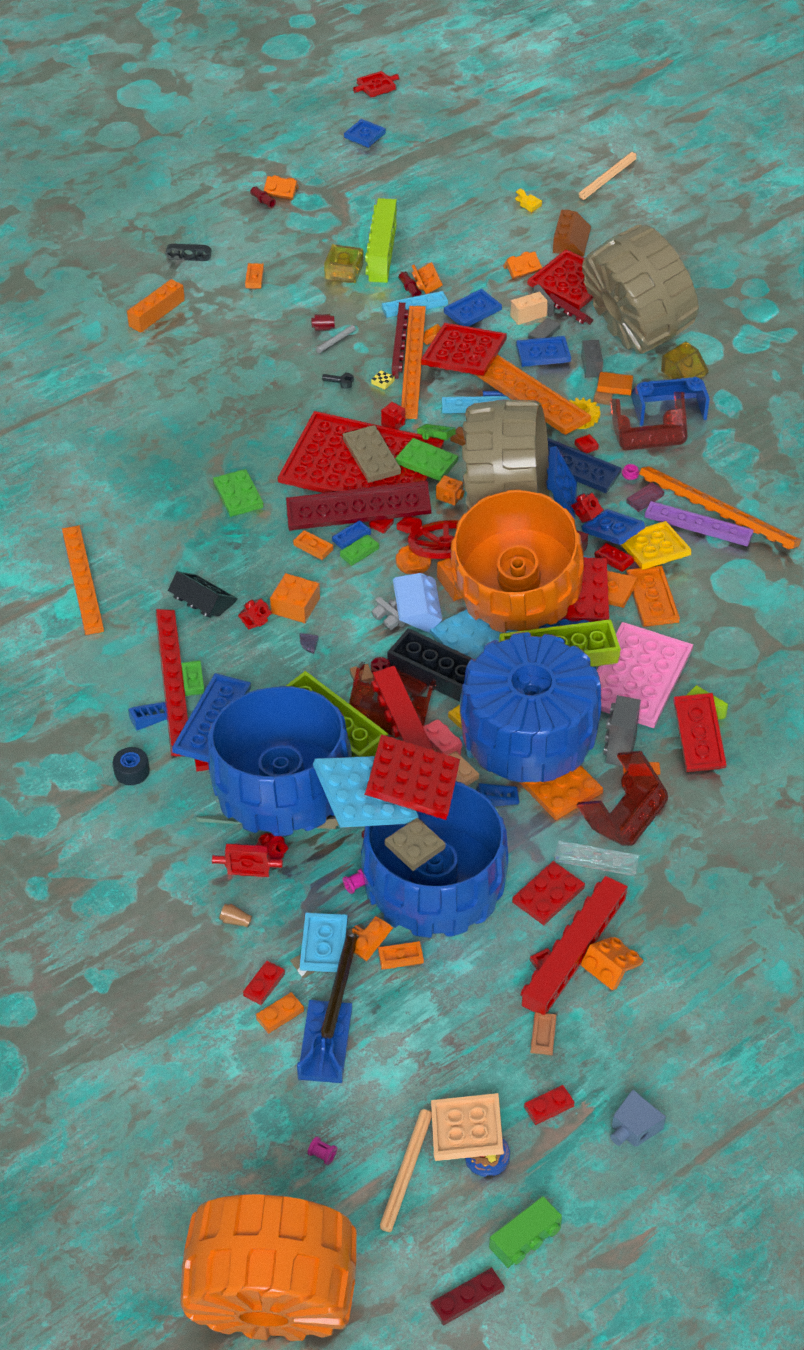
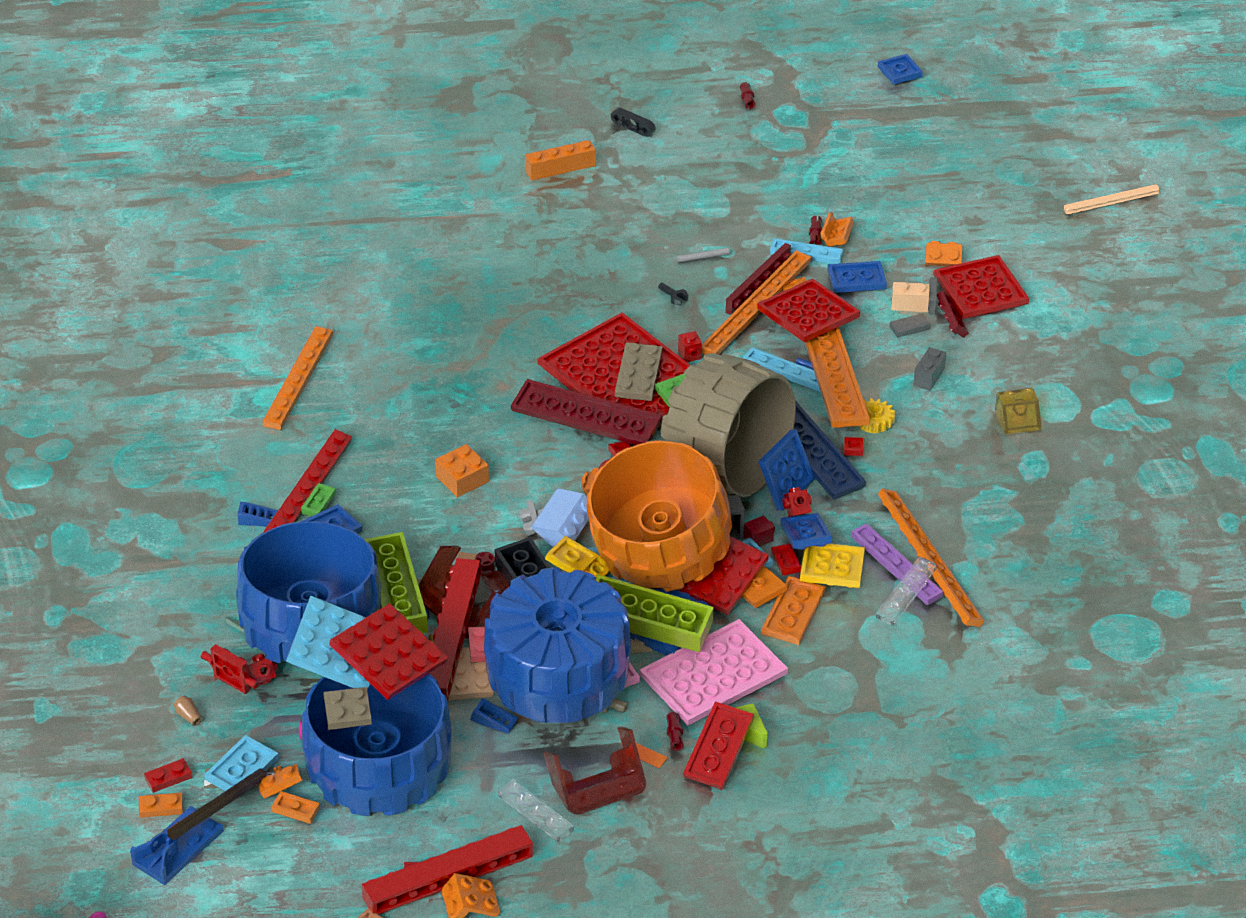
camera: 30 degrees right, 5 degrees down
(131, 766) = (205, 550): black wheel -> none
(200, 594) = (385, 432): black slope -> none
(238, 492) = (494, 358): bright green plate -> none
(254, 275) = (675, 167): orange plate -> none
(255, 613) = (409, 471): red brick -> none
(281, 187) = (771, 92): orange bracket -> none
(309, 642) = (445, 514): clear purple tile -> none
(313, 545) = (519, 431): orange plate -> none
(323, 322) = (701, 234): dark red brick -> none
(343, 263) = (766, 186): clear yellow brick -> none
(351, 534) = (561, 437): blue plate -> none
(359, 550) = (558, 453): bright green plate -> none
(376, 84) = (953, 24): red plate -> none
(381, 240) = (820, 178): lime brick -> none
(381, 525) = (598, 441): red tile -> none
(383, 380) = (713, 310): light yellow tile -> none
(461, 631) = (573, 556): none -> yellow plate
(528, 202) = (1006, 196): yellow plate -> none
(543, 351) = (890, 343): blue plate -> none
(548, 893) = (467, 818): red plate -> none
(563, 793) = (567, 740): orange plate -> none
(571, 233) = (1018, 242): dark orange slope -> none
(602, 398) = (913, 409): medium nougat tile -> none
(615, 383) = (932, 401): orange tile -> none
(622, 728) = (643, 708): dark grey brick -> none
(630, 472) = (872, 489): dark pink plate -> none
(640, 288) = (1005, 316): dark tan wheel -> none
(644, 496) = (873, 517): clear pink tile -> none
(650, 738) = (674, 731): none -> dark red pin
(665, 389) = (972, 427): blue windscreen -> none
(670, 433) = (904, 458): clear red windscreen -> none
(727, 541) = (906, 590): none -> clear plate

